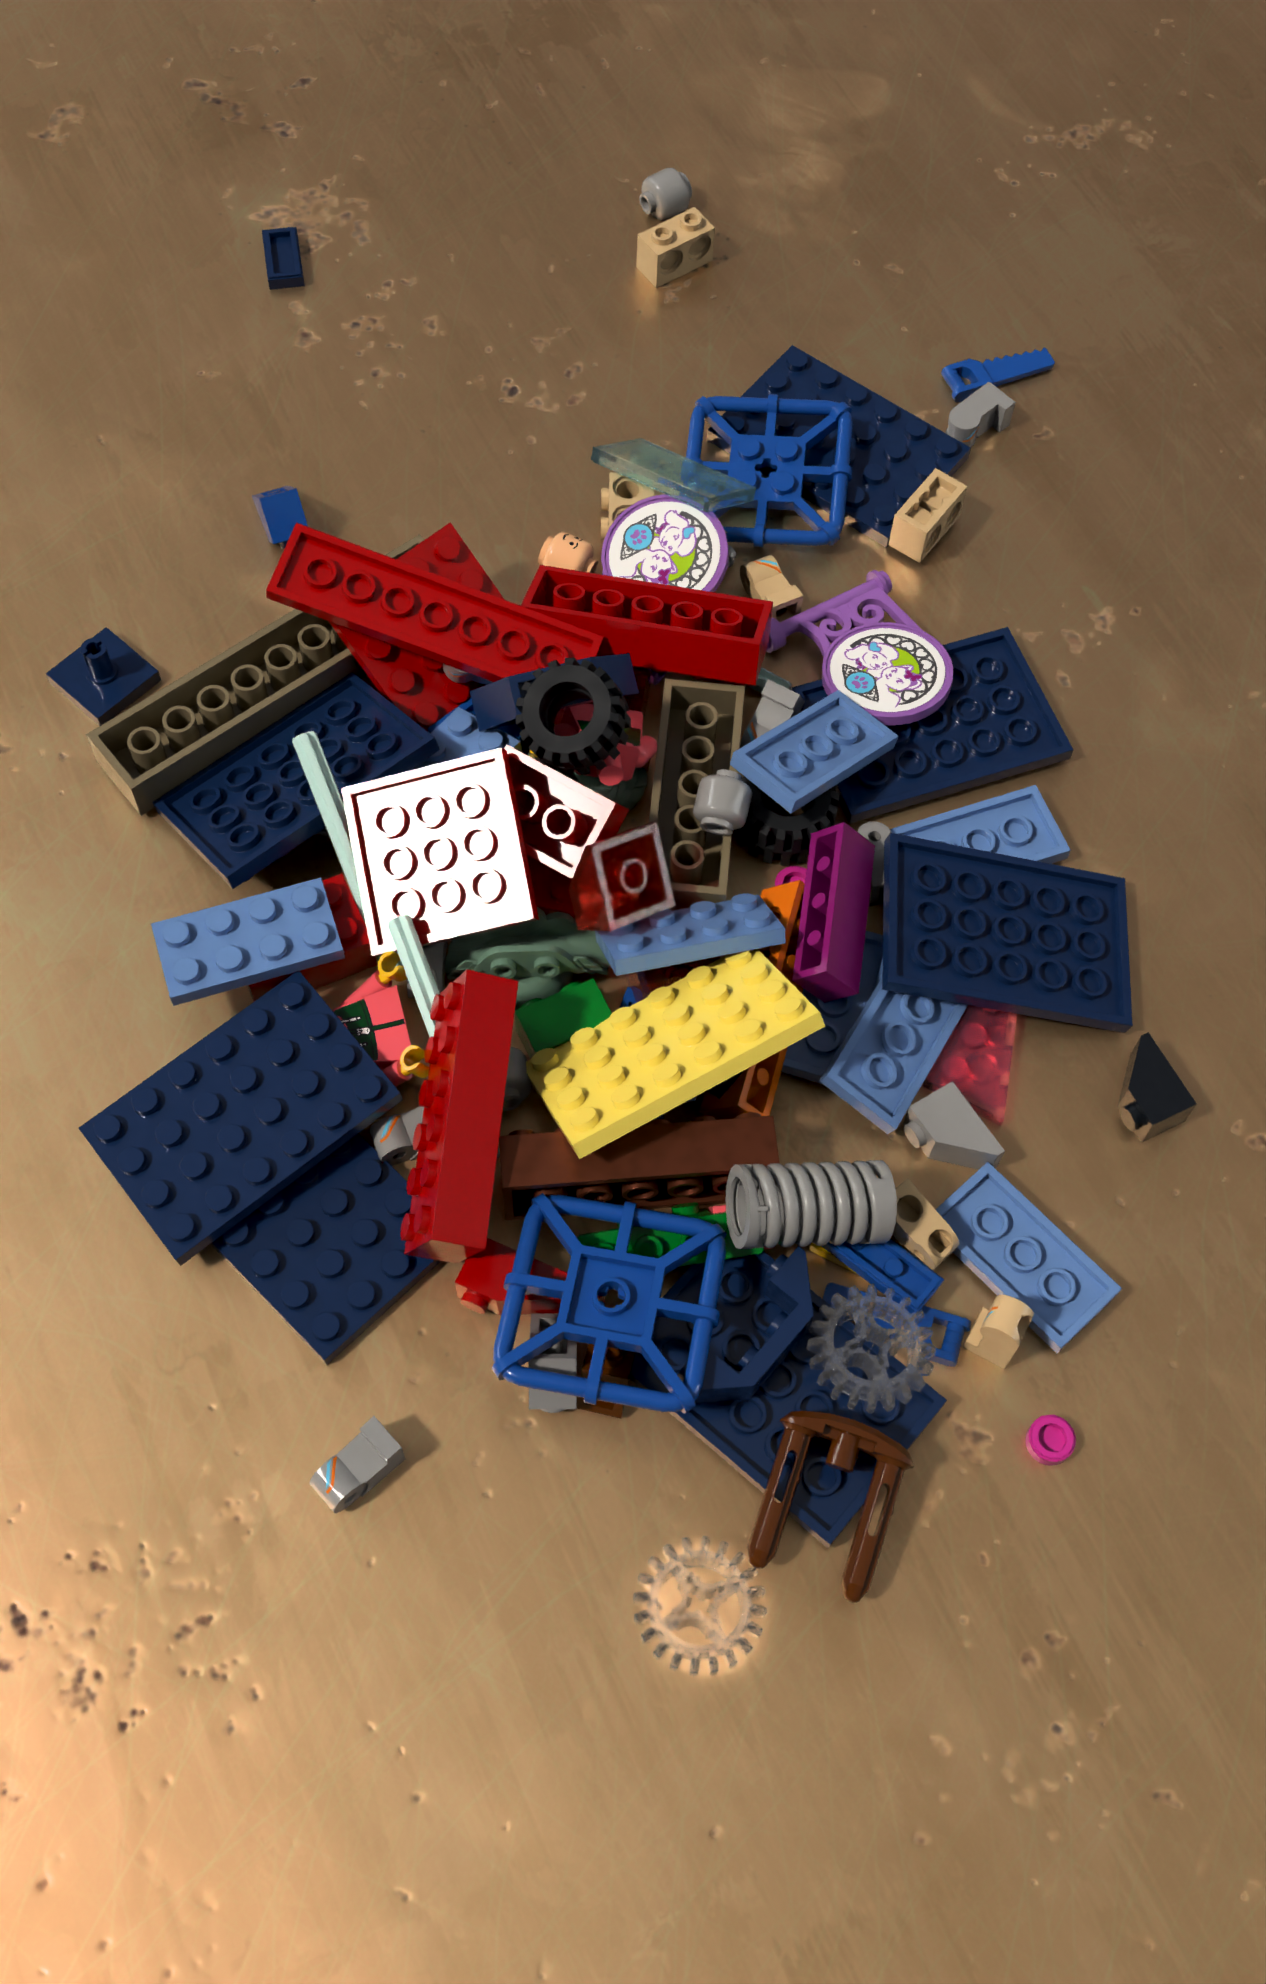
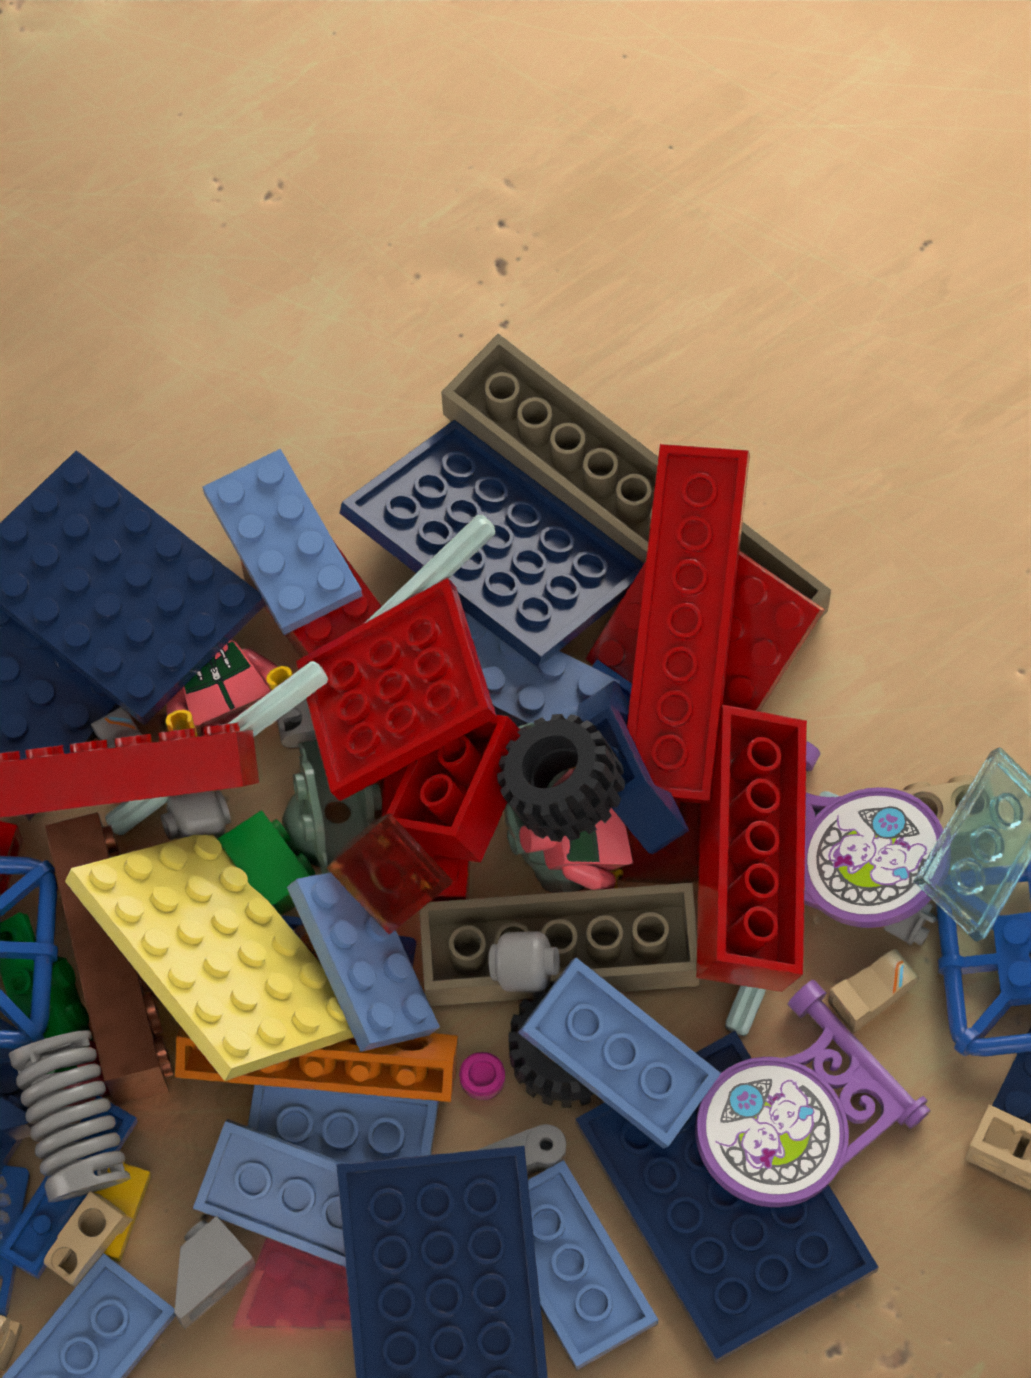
camera: 85 degrees right, 5 degrees up
(103, 676) = (605, 334): dark blue tile -> none
(279, 512) = (852, 447): blue slope -> none
(568, 553) = (858, 758): light nougat head -> none
(774, 708) = (685, 1012): light grey leg -> none
(834, 913) = (424, 1105): magenta brick -> none

